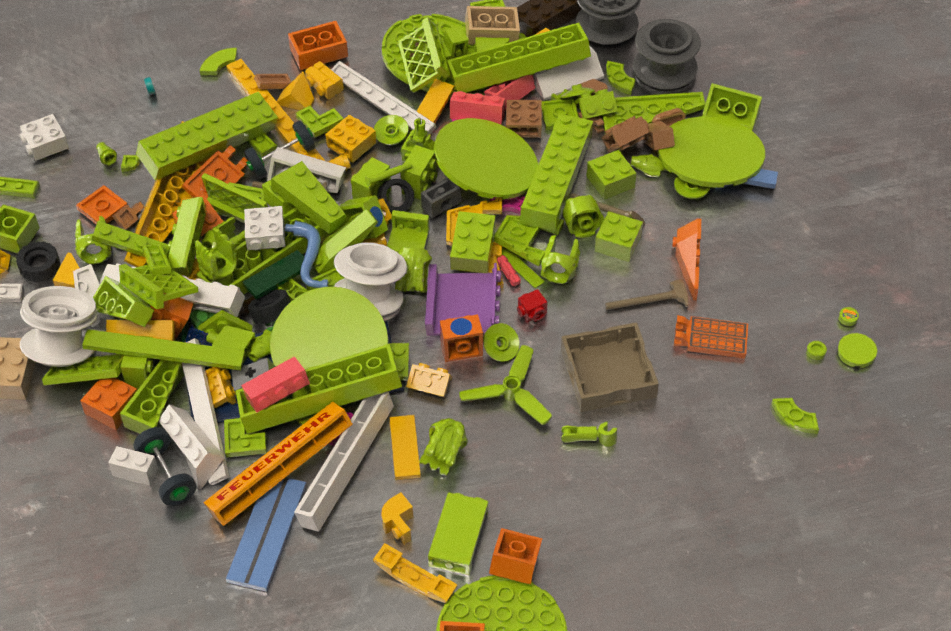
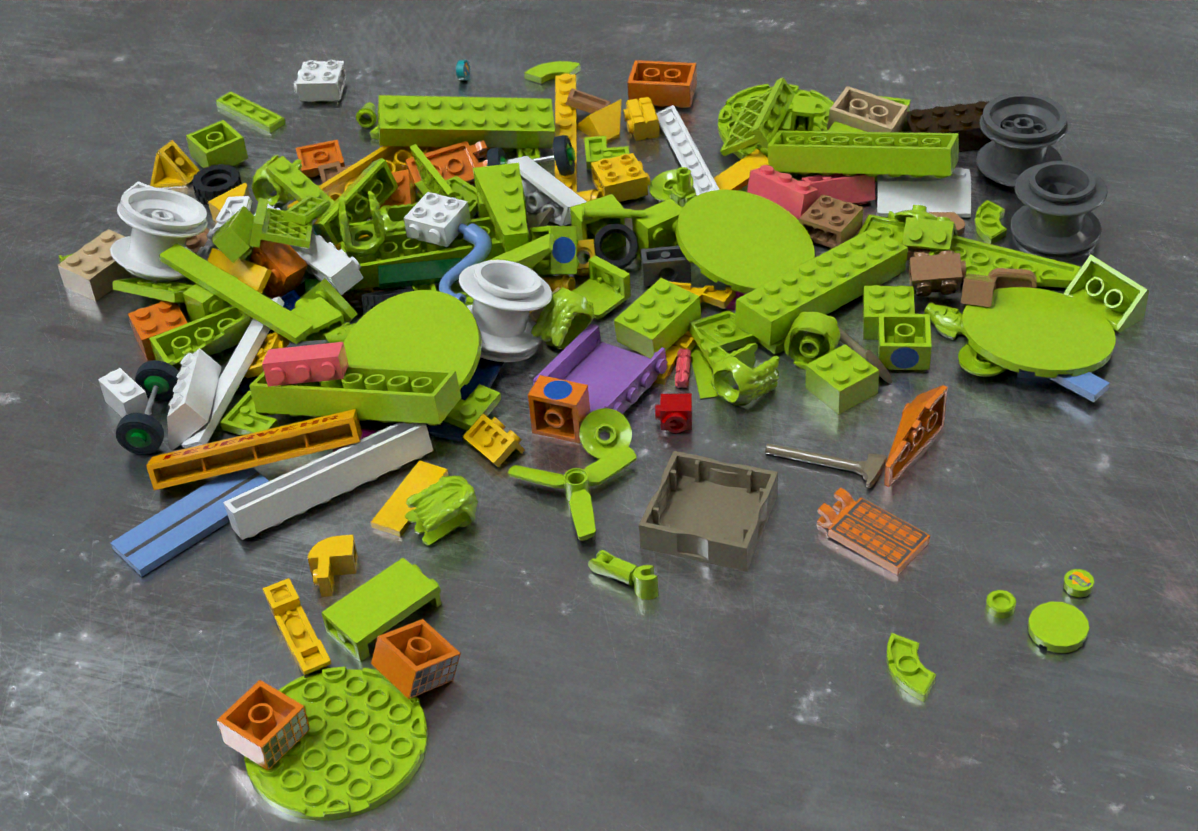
camera: 35 degrees right, 10 degrees down
(638, 192) = (904, 341): none -> lime brick

